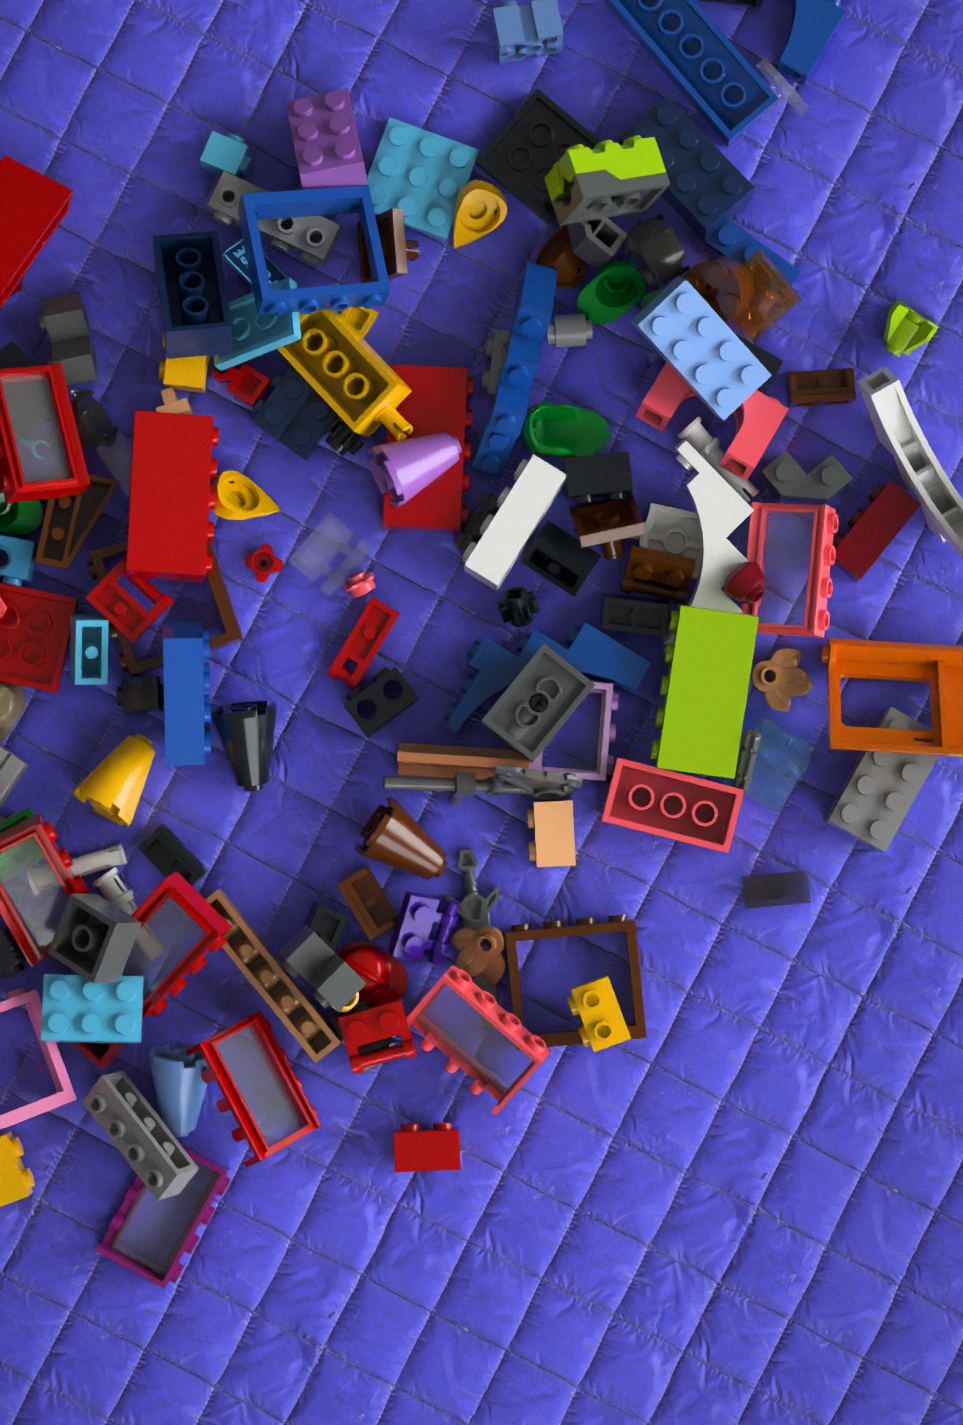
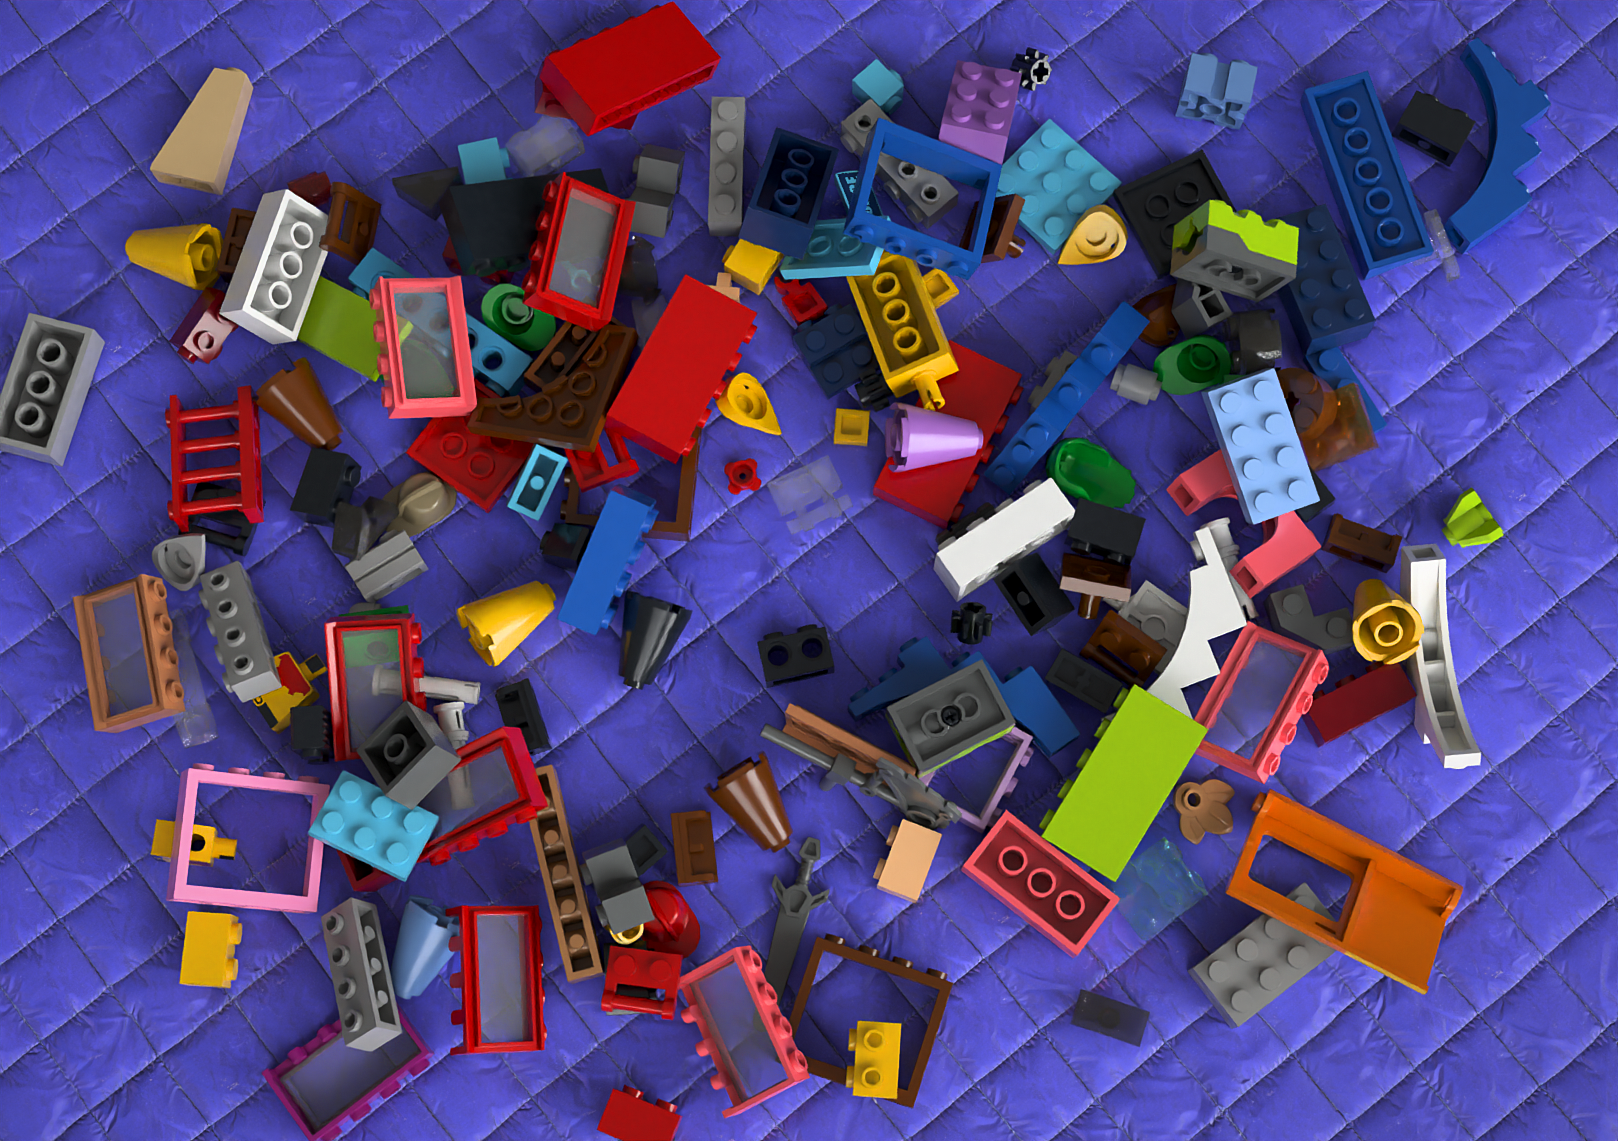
camera: 30 degrees right, 10 degrees down
(89, 576) = (569, 409): none -> reddish brown plate
(123, 288) = (726, 166): none -> light grey arch
(338, 477) = (851, 427): none -> yellow tile
(354, 77) = (1033, 68): none -> black gear
(360, 583) = (826, 534): coral plate -> none
(364, 643) = (804, 593): red plate -> none
(415, 924) = (730, 889): dark purple plate -> none
(476, 956) = (778, 950): medium nougat plate -> none
(745, 583) = (1208, 693): dark red cone -> none
(746, 759) = (1135, 869): dark grey axle -> none
(867, 455) = (1384, 623): none -> yellow cone

